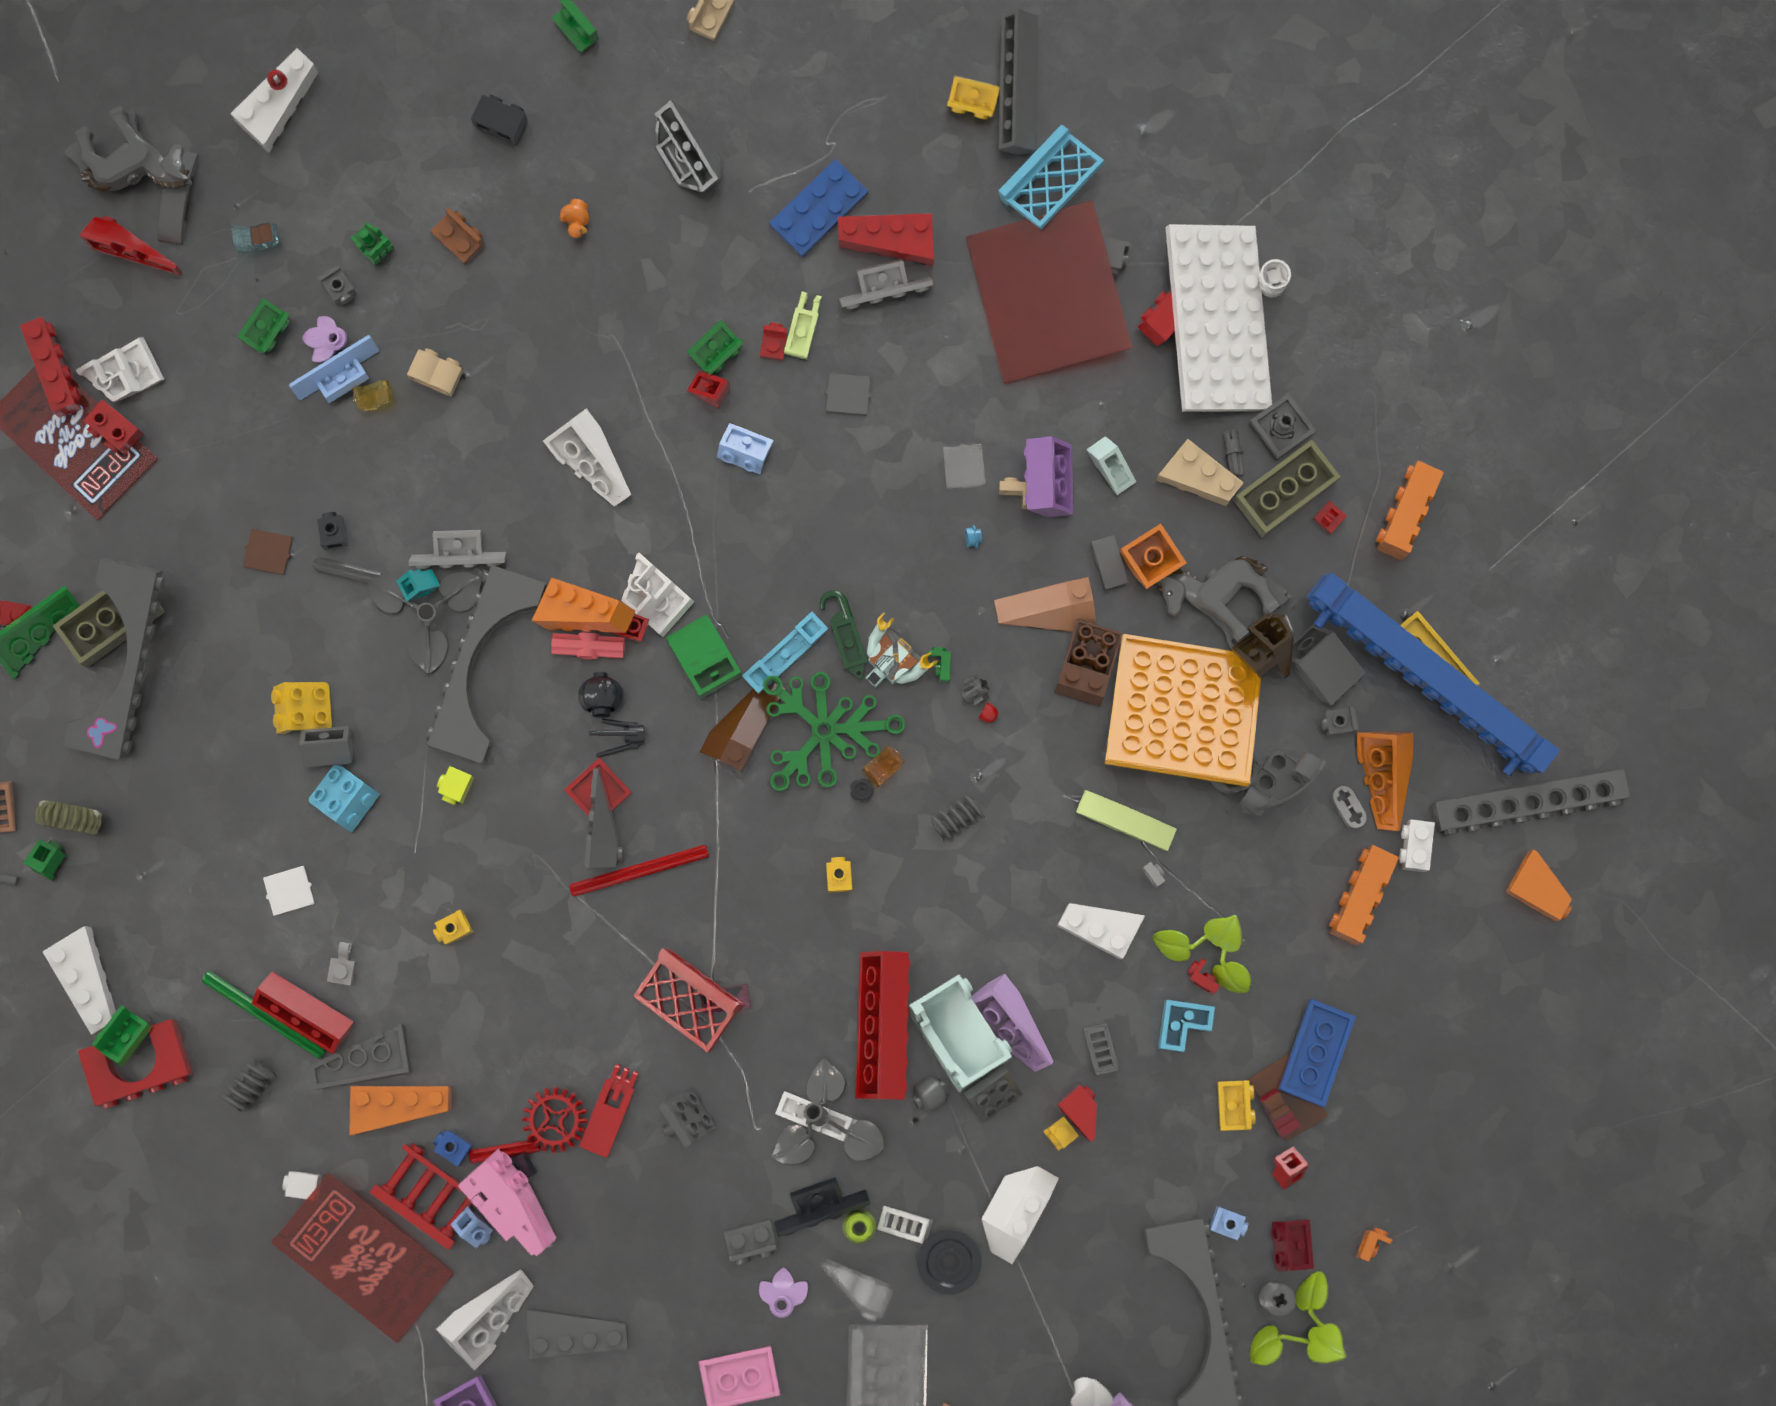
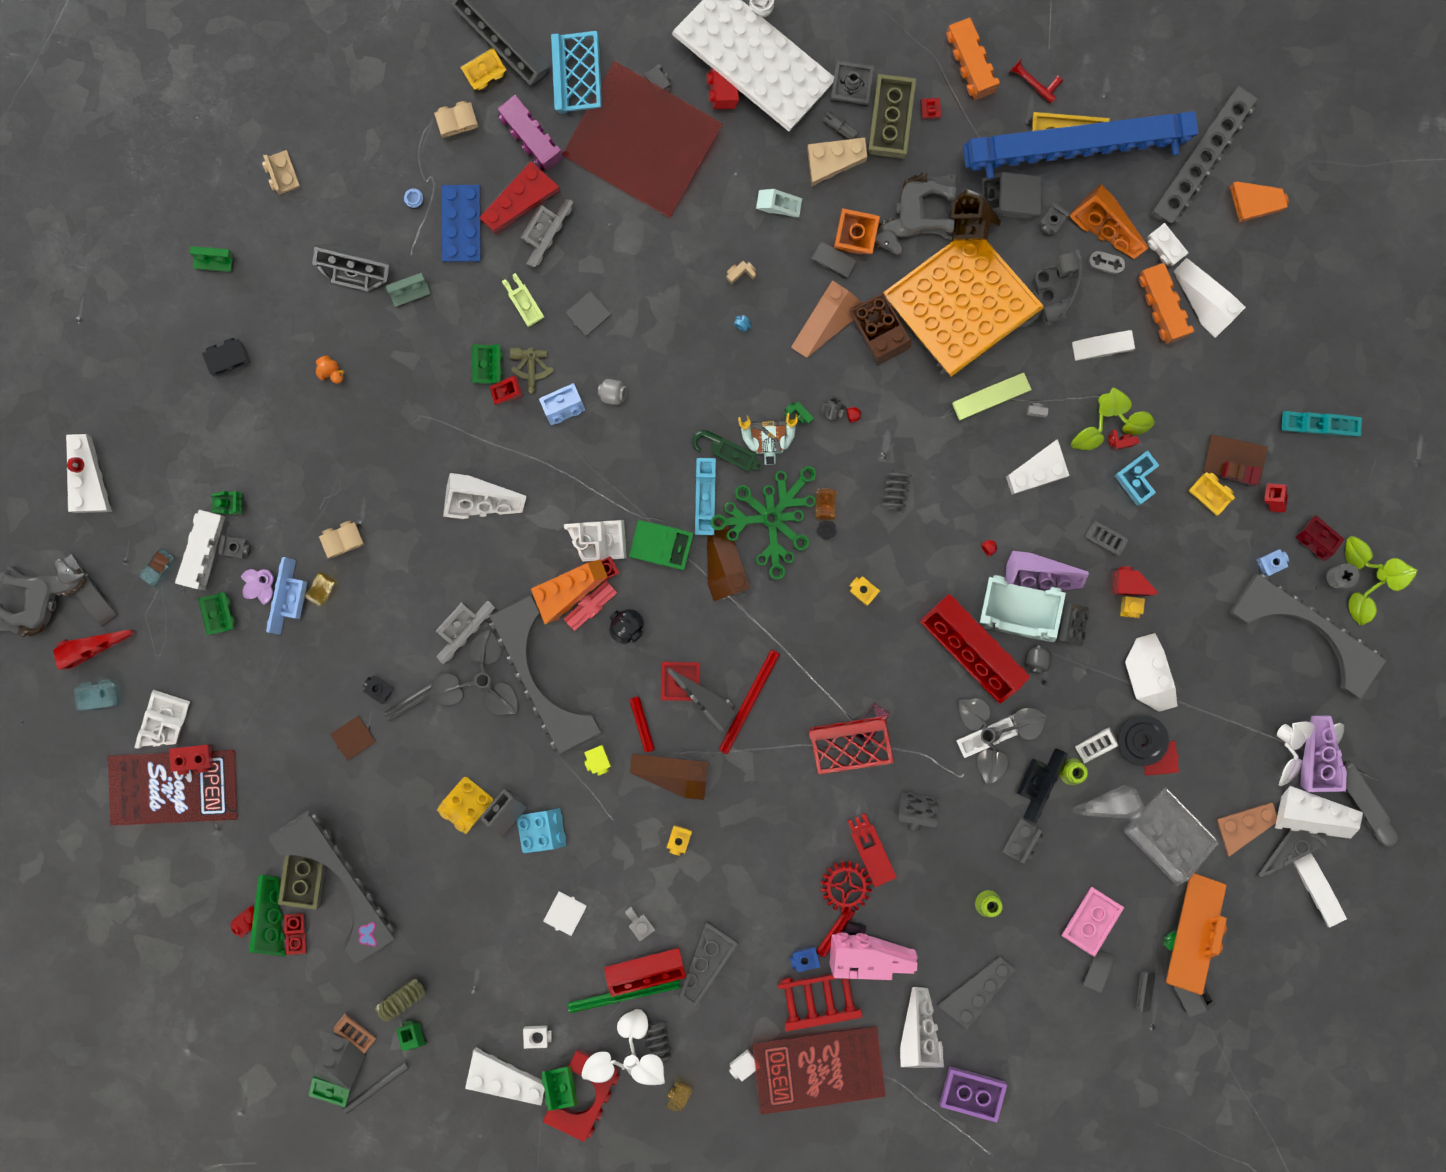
camera: 45 degrees left, 5 degrees up
(42, 669) = (295, 934): none -> red slope
(50, 367) = (118, 760): red brick -> none
(89, 293) = (96, 696): none -> clear light blue brick
(141, 968) = (529, 1042): none -> white brick
(209, 1094) = (646, 1071): none -> white plant
(218, 1152) = (679, 1096): none -> clear yellow brick
(306, 260) = (200, 550): none -> white wedge
(392, 1105) = (749, 969): orange wedge -> none
(417, 584) = (458, 669): teal brick -> none
(457, 236) = (272, 449): dark orange bracket -> none
(476, 1231) = (867, 992): light blue brick -> none
(510, 871) = (673, 774): none -> reddish brown wedge
(526, 794) = (642, 724): none -> red axle
(633, 734) = (667, 629): black plant -> none
(673, 1263) = (982, 901): none -> lime plant
(714, 218) = (408, 289): none -> sand green bracket
(761, 380) = (531, 355): none -> olive piece
(773, 341) = (515, 326): red bracket -> none
(783, 1289) = (1066, 848): lavender plate -> none
(798, 481) = (612, 391): none -> light grey head
(800, 145) = (413, 198): none -> light blue plate
(905, 115) = (456, 119): none -> tan brick
(950, 1305) = (1167, 764): none -> red piece
(957, 189) = (530, 134): none -> wedge
(964, 466) = (695, 288): clear piece -> none
(988, 951) = (989, 547): none -> red hinge
(1049, 476) = (752, 245): medium lavender brick -> none
(1271, 876) = (1103, 345): none -> white slope
(1316, 1053) = (1227, 418): blue plate -> none
(1368, 1246) = (1361, 495): orange bracket -> none
(1397, 1144) = (1321, 423): none -> teal slope
(1407, 931) = (1210, 300): none -> white wedge
(1444, 597) = (1042, 90): none -> red piece

